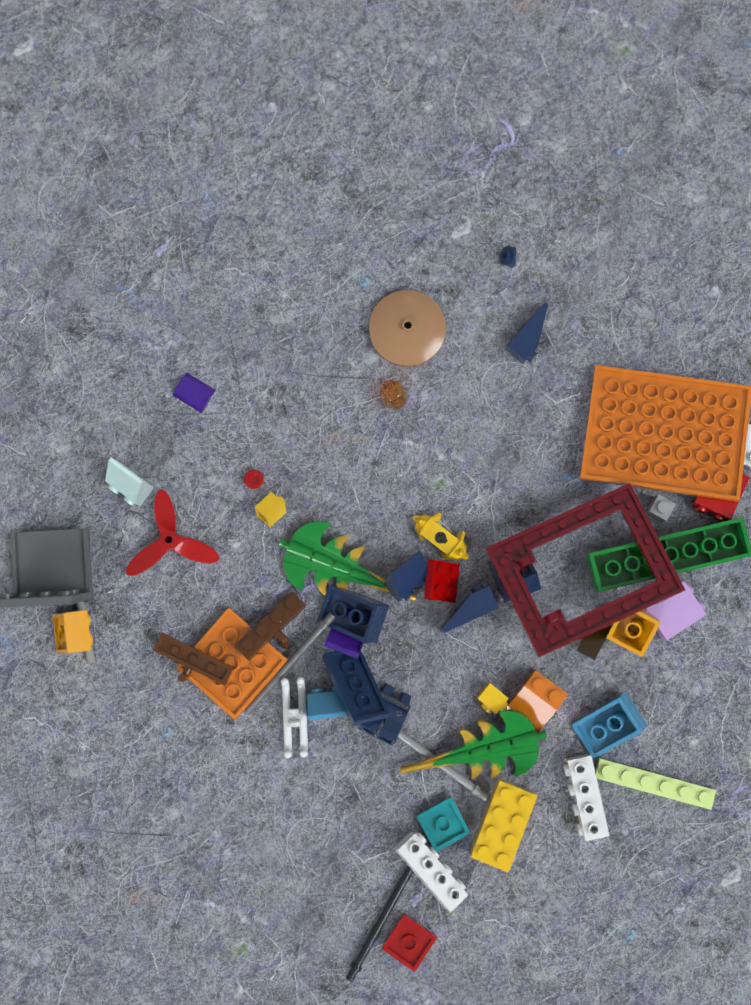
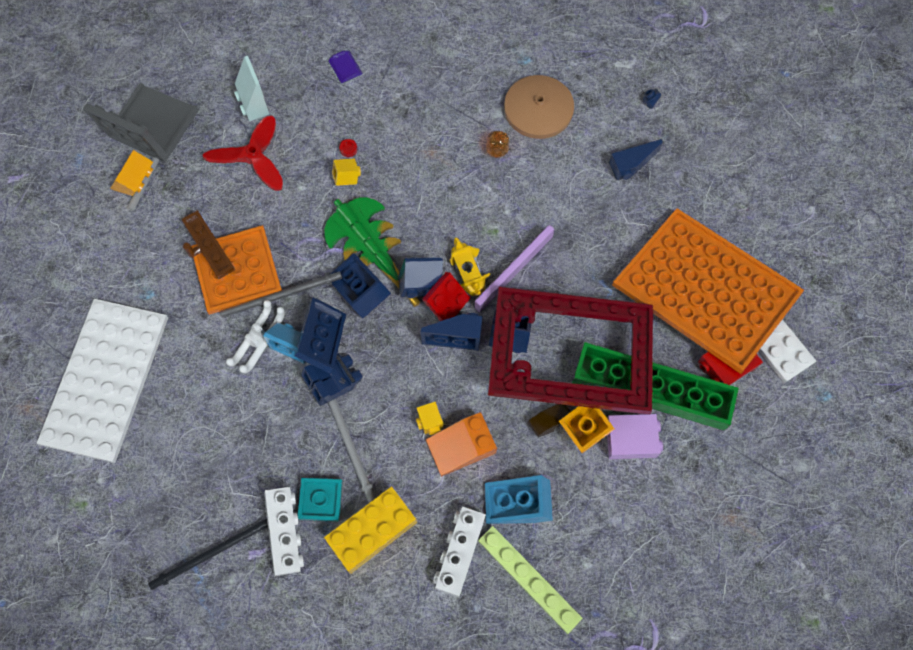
camera: 30 degrees right, 15 degrees down
(183, 834) = (103, 381): none -> white plate
(270, 627) = (286, 257): reddish brown plate -> none
(343, 643) = (336, 303): dark purple piece -> none
(409, 942) = (222, 585): red plate -> none
(482, 514) = (511, 271): none -> lavender tile
(516, 741) = (427, 463): green animal -> none
(660, 508) = (668, 346): light grey brick -> none

